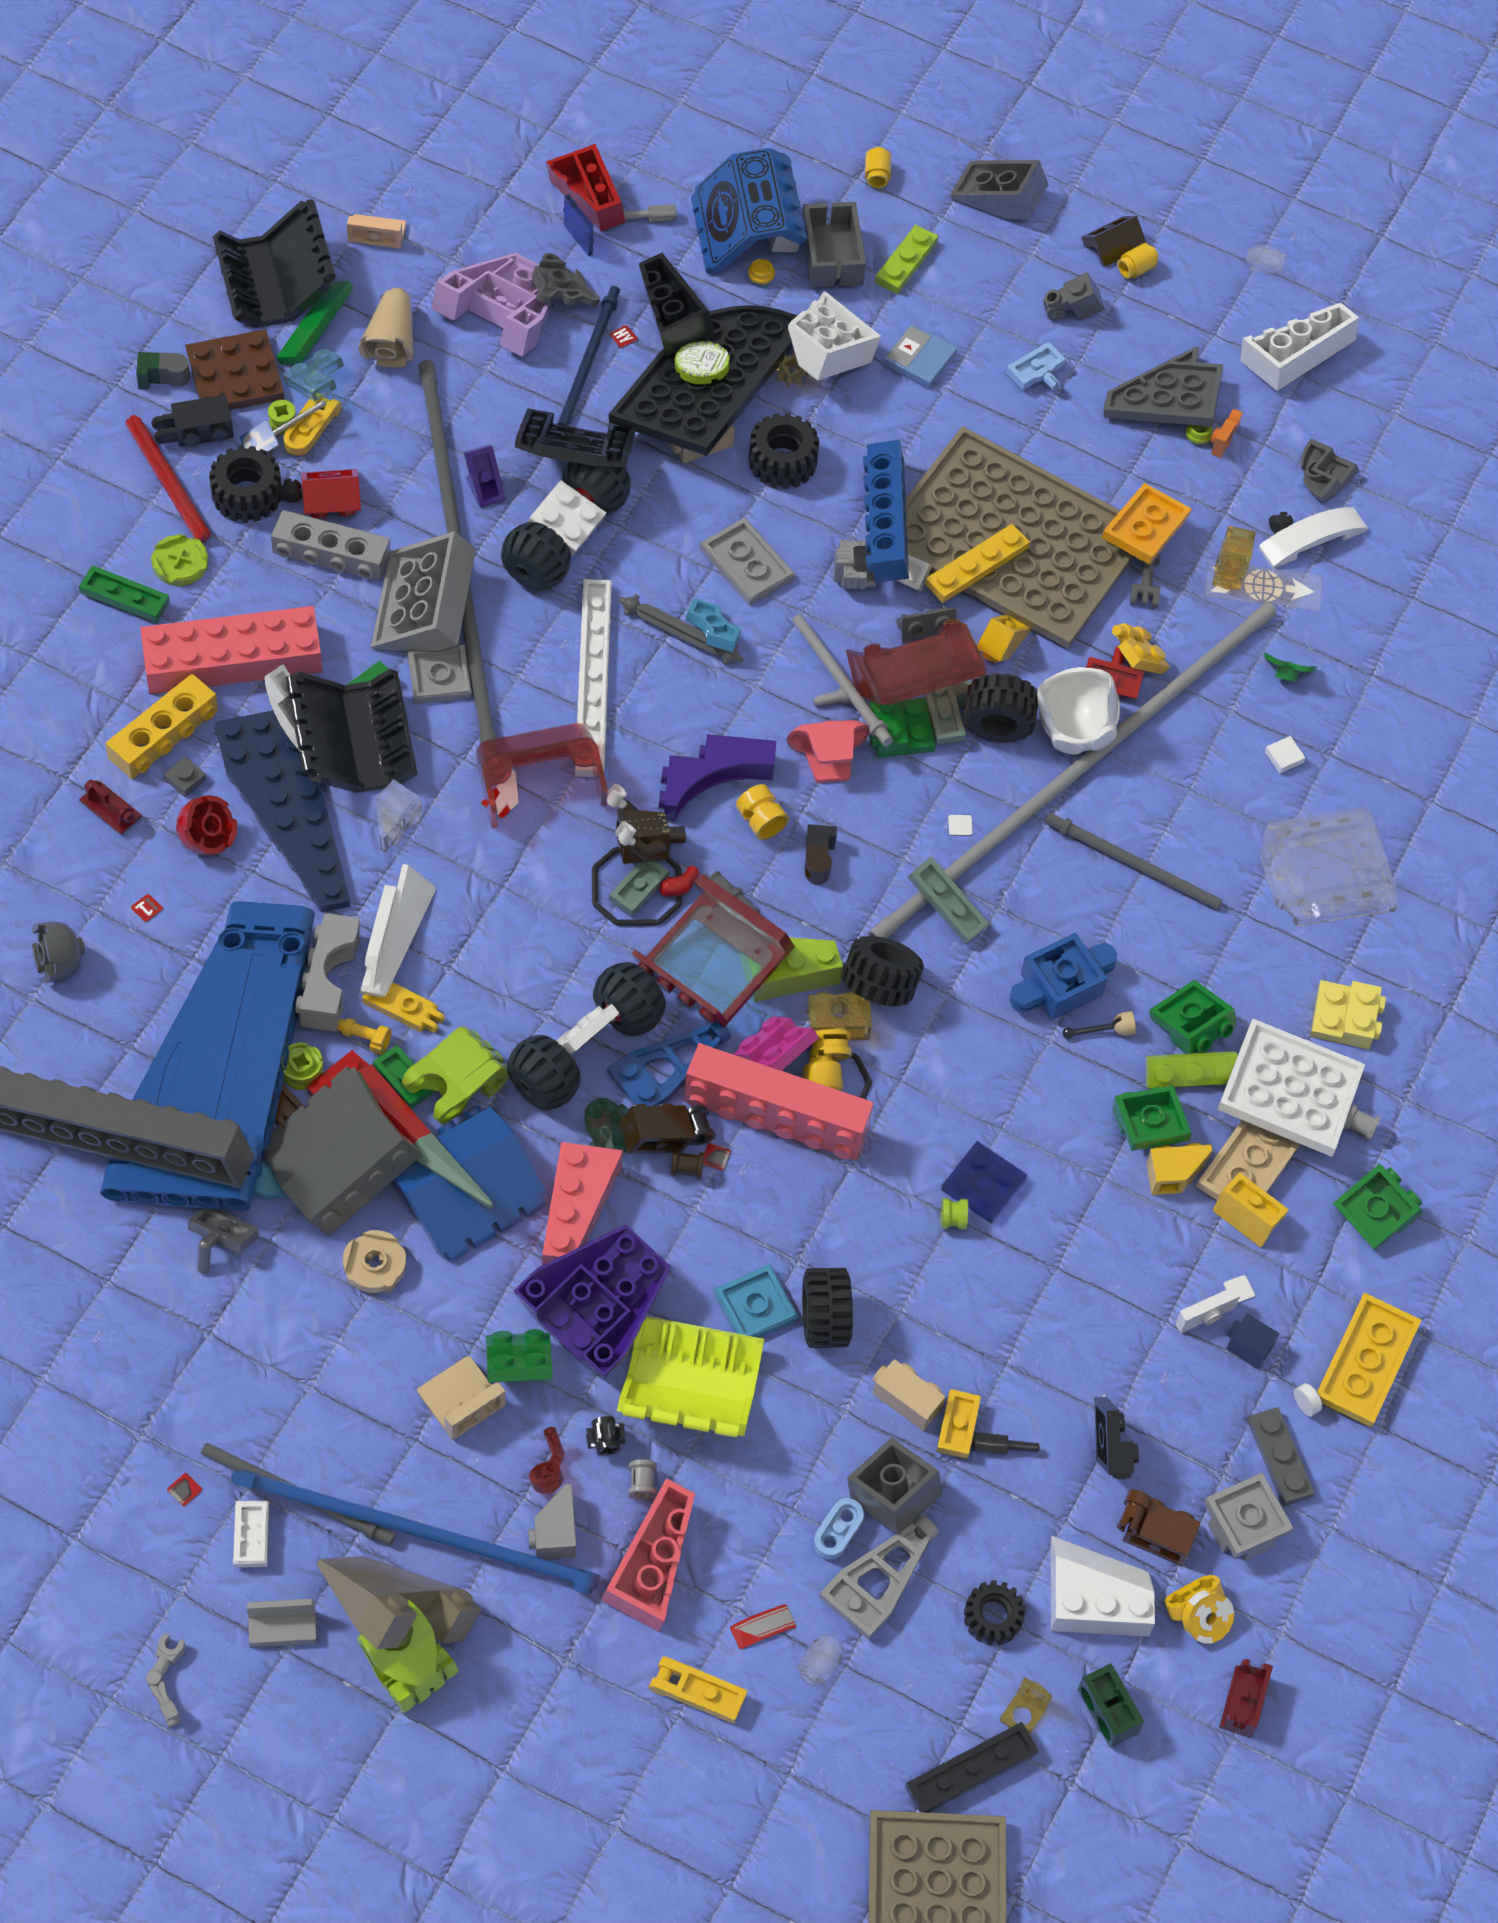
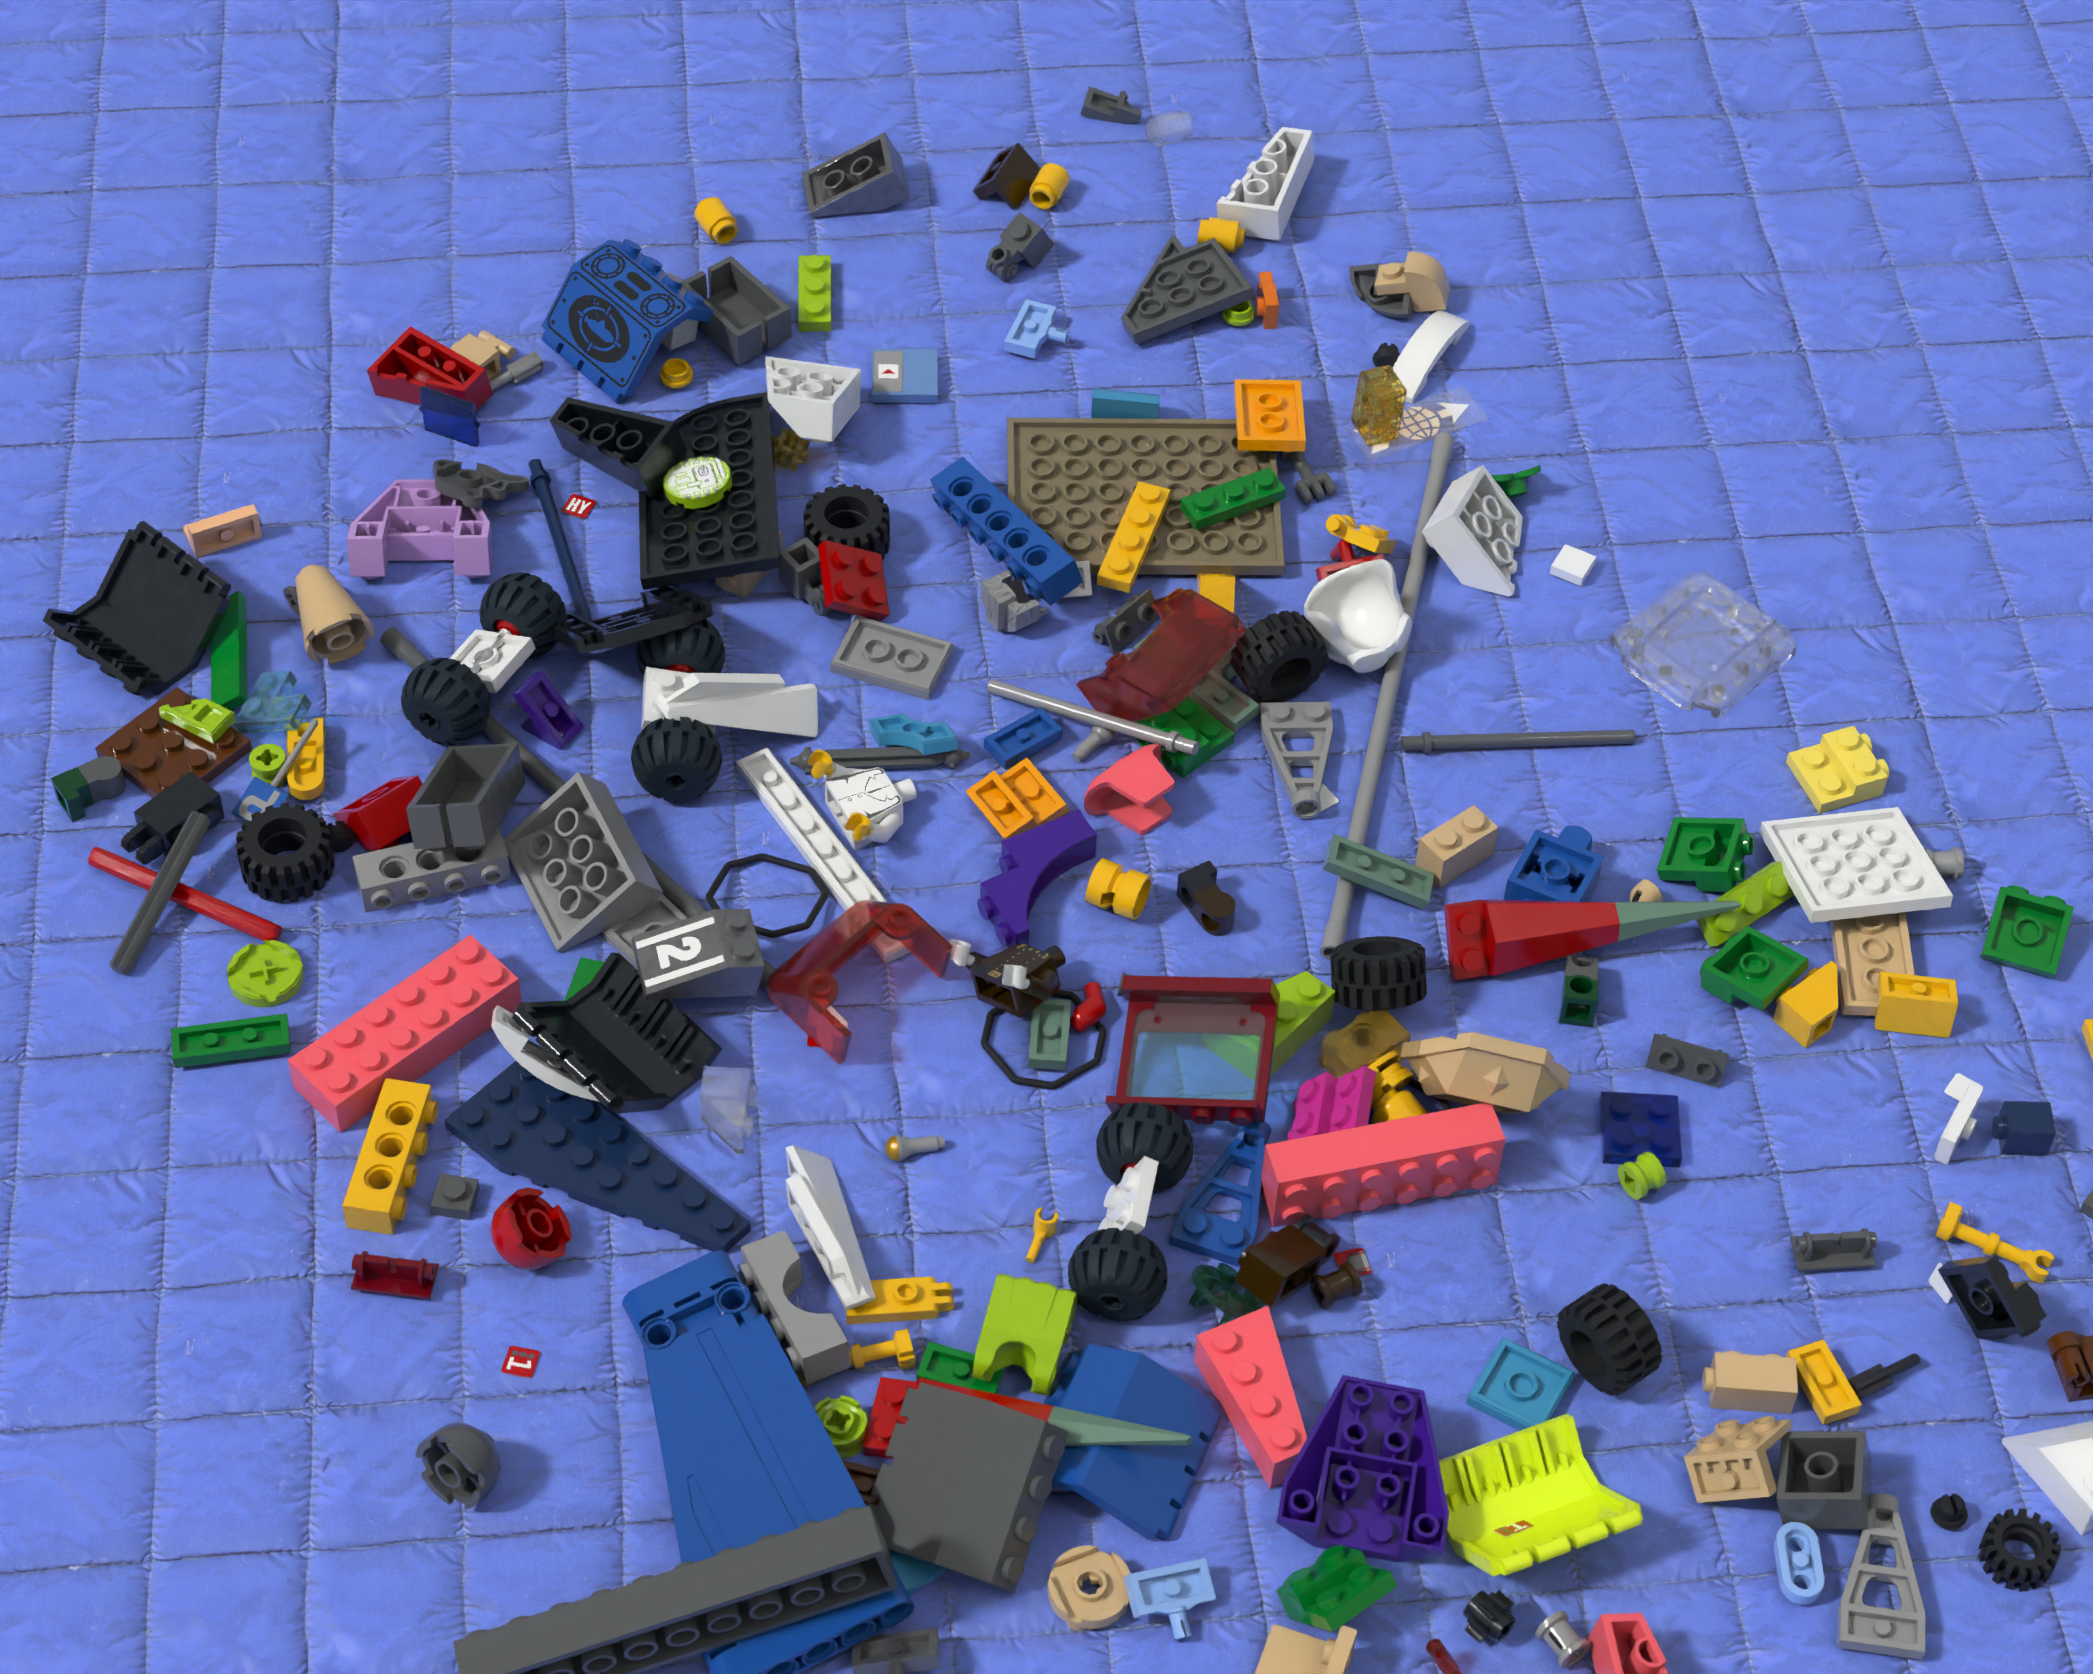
camera: 30 degrees left, 10 degrees down
(149, 468) = (159, 893): none -> dark grey axle
(260, 360) = (200, 718): none -> lime tile
(377, 508) = (465, 796): none -> dark grey piece
(419, 1295) = (1170, 1592): none -> light blue plate
(421, 430) = (451, 696): none -> black plate
(442, 703) = (701, 957): none -> flat silver slope
(483, 907) = (900, 1147): none -> light grey piece
(526, 717) = (782, 862): none -> black piece
(531, 1015) = (1042, 1230): none -> yellow hand
(608, 541) = (745, 703): none -> white wedge
(634, 191) = (484, 351): none -> tan brick
(642, 653) = (862, 799): none -> white torso
(672, 1390) = (1514, 1528): none -> sticker
(730, 472) = (802, 574): none -> dark grey brick
(749, 711) = (1017, 799): none -> light orange slope
(755, 491) = (853, 580): none -> red plate
(787, 668) = (1023, 738): none -> blue plate
(838, 1434) = (1735, 1461): none -> tan bracket
(891, 1079) = (1485, 1070): none -> tan piece
(971, 1560) = (1949, 1512): none -> black piece
(987, 760) = (1298, 721): none -> light grey plate
(1005, 999) = (1516, 934): none -> red plate
(1019, 913) = (1457, 846): none -> tan brick
(1021, 1062) = (1579, 991): none -> dark green leg
(1044, 1342) = (1834, 1251): none -> dark grey hinge
(1052, 1150) = (1687, 1060): none -> dark grey hinge
(1054, 461) = (1124, 404): none -> dark azure brick
(1071, 572) = (1232, 498): none -> green plate
(1140, 1374) = (2027, 1260): none -> yellow piece
(1230, 692) = (1477, 532): none -> white wedge
(1235, 219) = (1108, 107): none -> dark grey slope
(1235, 364) = (1225, 232): none -> yellow brick
(1350, 476) = (1420, 277): none -> tan brick

